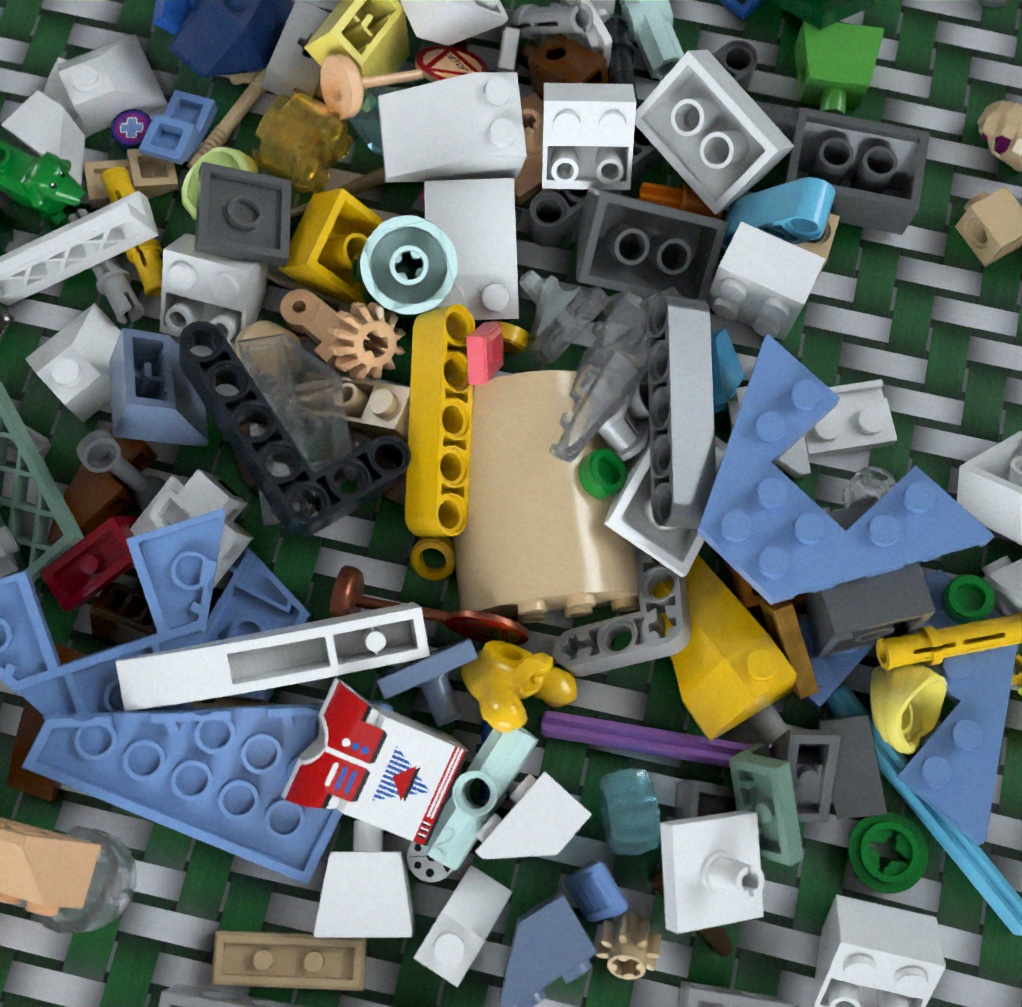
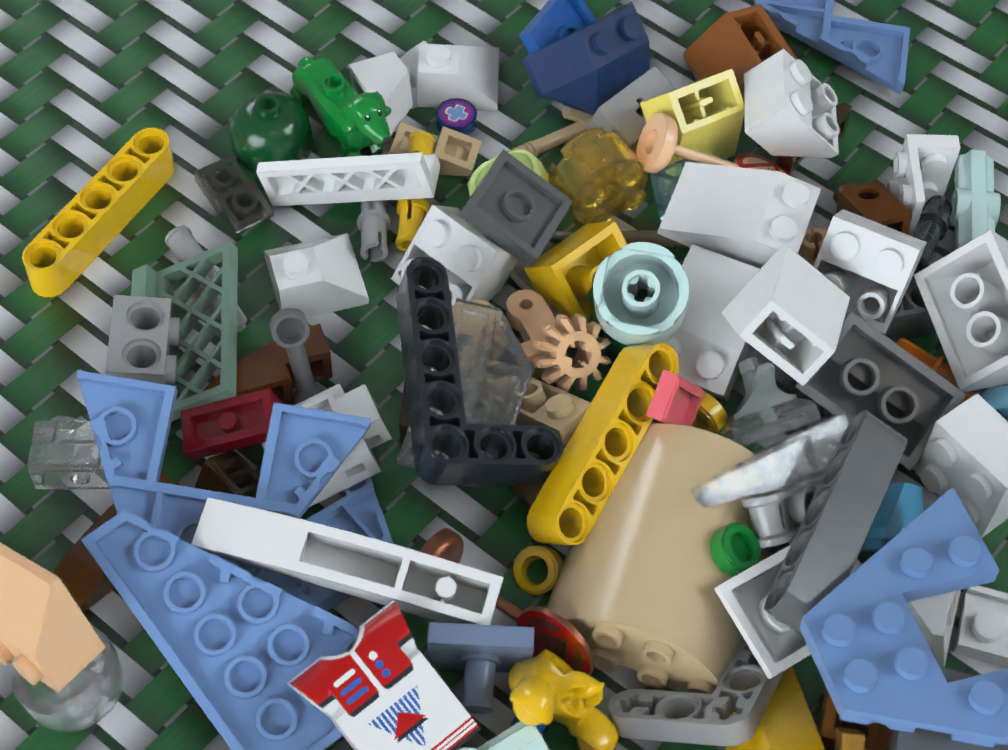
camera: 25 degrees right, 20 degrees down
(152, 392) = (362, 314): sand blue slope -> none
(180, 128) = (497, 130): medium blue slope -> none
(509, 50) = (828, 181): white tile -> none
(537, 20) = (884, 168): light grey pin -> none
(548, 221) = (790, 314): none -> white slope

